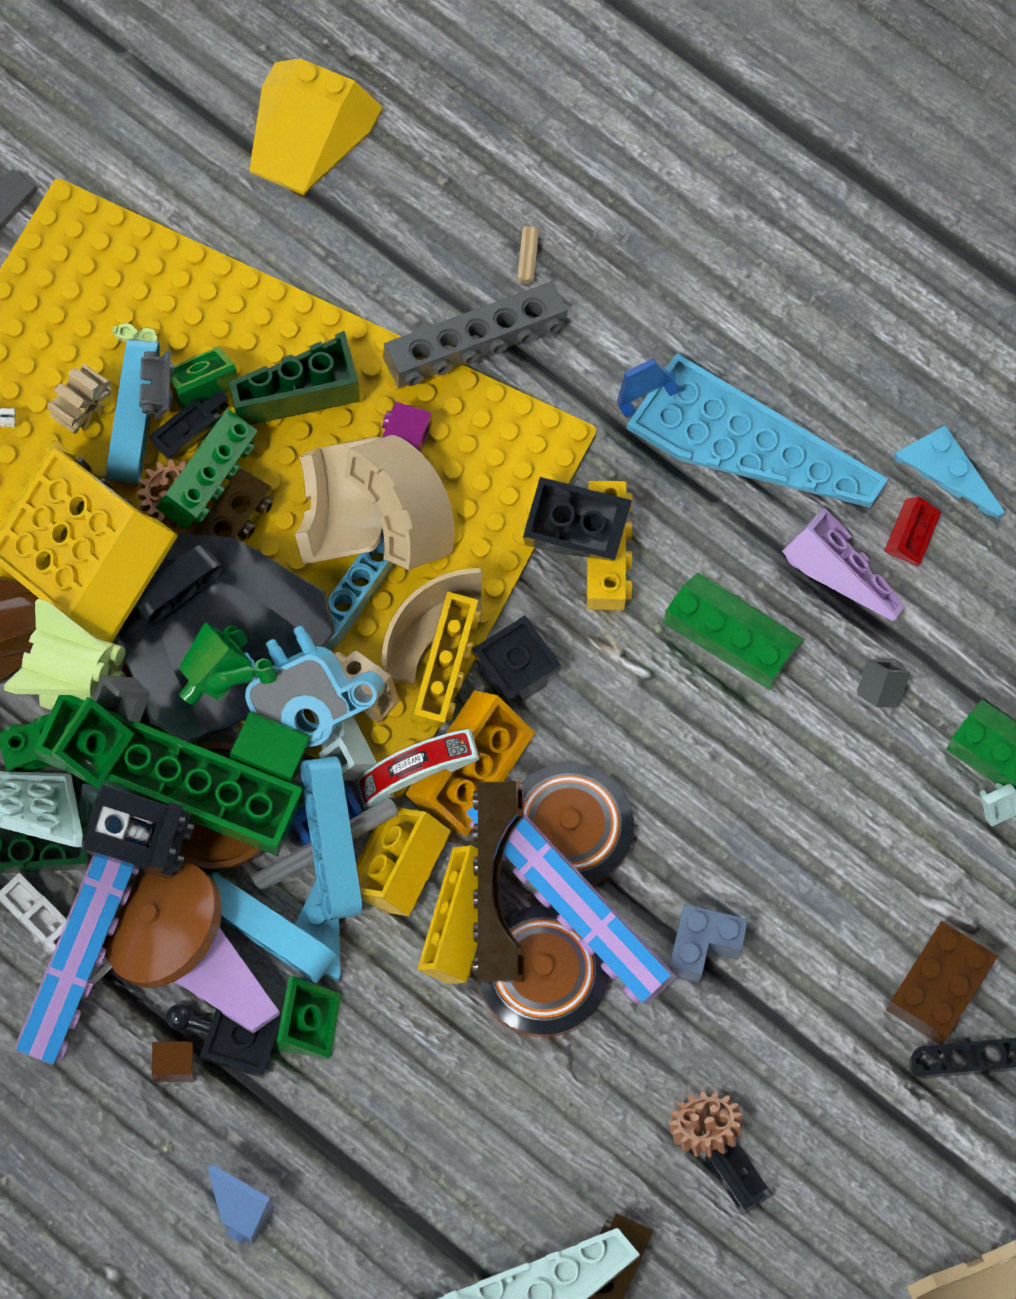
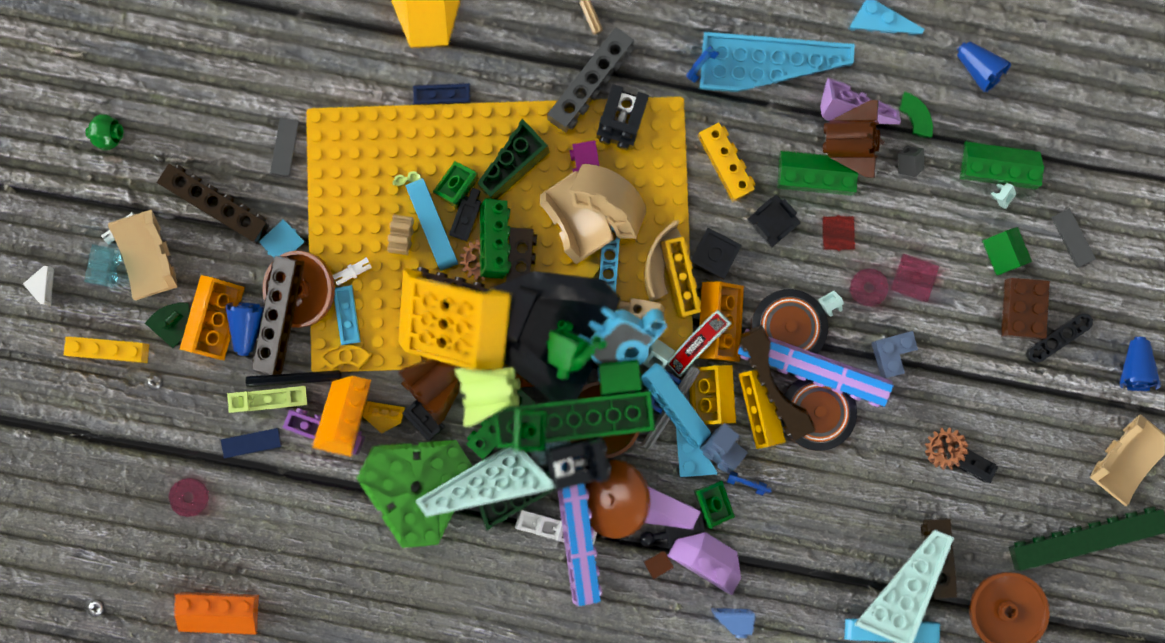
camera: 30 degrees left, 15 degrees up
(122, 694) = (530, 393): dark grey panel -> none
(156, 397) = (434, 196): dark grey hinge -> none
(251, 1095) = (709, 560): none -> lavender wedge
(256, 252) = (441, 94): none -> dark blue tile
(273, 931) = (671, 470): medium azure beam -> none
(366, 941) = (723, 448): none -> sand blue brick
(379, 1012) = (761, 488): none -> blue flag
(474, 420) = (618, 131): none -> black brick
(576, 520) = (707, 160): black slope -> none
(632, 662) = (774, 220): none -> black panel
(650, 819) = (830, 302): none -> light aqua tile
(719, 731) = (838, 233): none -> clear red piece
(725, 813) = (880, 287): none -> clear pink tile
(798, 854) = (914, 278): none -> clear pink plate
(812, 602) = (854, 138): none -> reddish brown brick
(913, 530) = (880, 65): red slope -> none
(930, 624) = (918, 115): none -> green tile
(961, 887) = (1007, 251): none -> green slope

